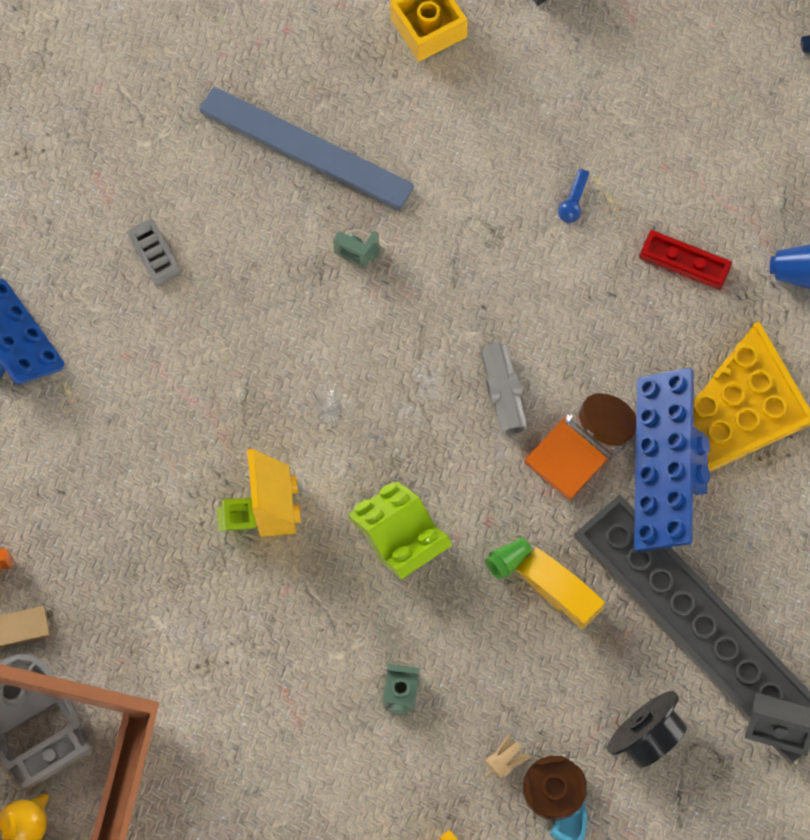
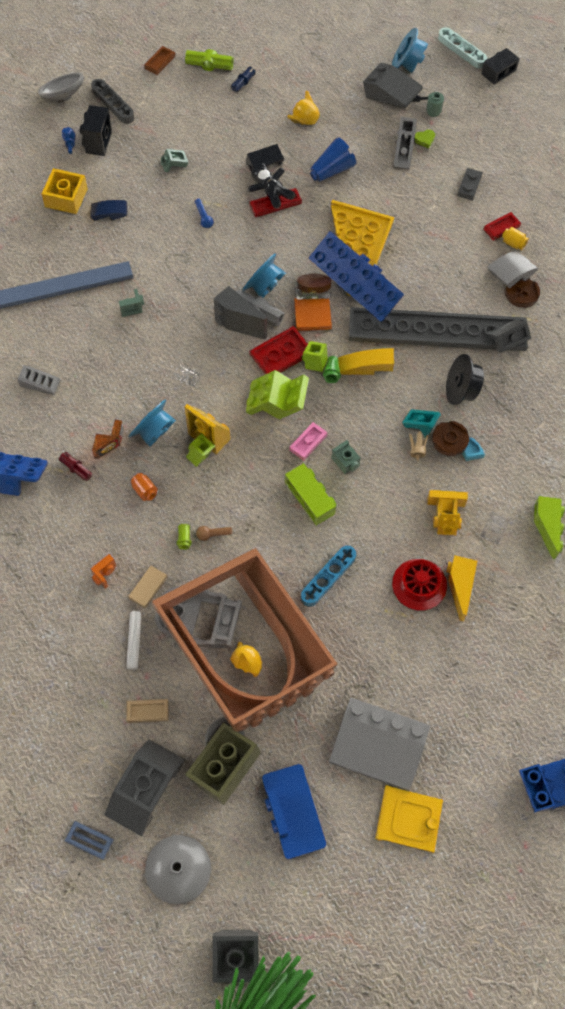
camera: 50 degrees left, 5 degrees down
(85, 402) = (75, 466): none -> dark red axle
(114, 606) = (184, 537): none -> lime pin
(132, 501) = (144, 487): none -> orange brick
(141, 405) = (105, 443): none -> clear orange slope
(145, 624) = (204, 533): none -> medium nougat bar
(214, 433) = (153, 424): none -> dark azure piece
(225, 810) = (331, 578): none -> dark azure beam
(310, 694) = (310, 494): none -> lime brick
(379, 624) = (308, 441): none -> bright pink plate
(460, 367) = (239, 315): none -> dark grey slope
(463, 89) = (109, 208): none -> dark blue slope
(473, 475) = (280, 351): none -> red tile
(501, 521) = (315, 356): none -> lime brick
(542, 729) = (421, 420): none -> teal slope
(547, 359) = (265, 277): none -> dark azure piece
(615, 86) = (173, 158): none -> sand green bracket
(694, 236) = (271, 185): none -> black animal
(732, 184) = (266, 155): none -> black hinge

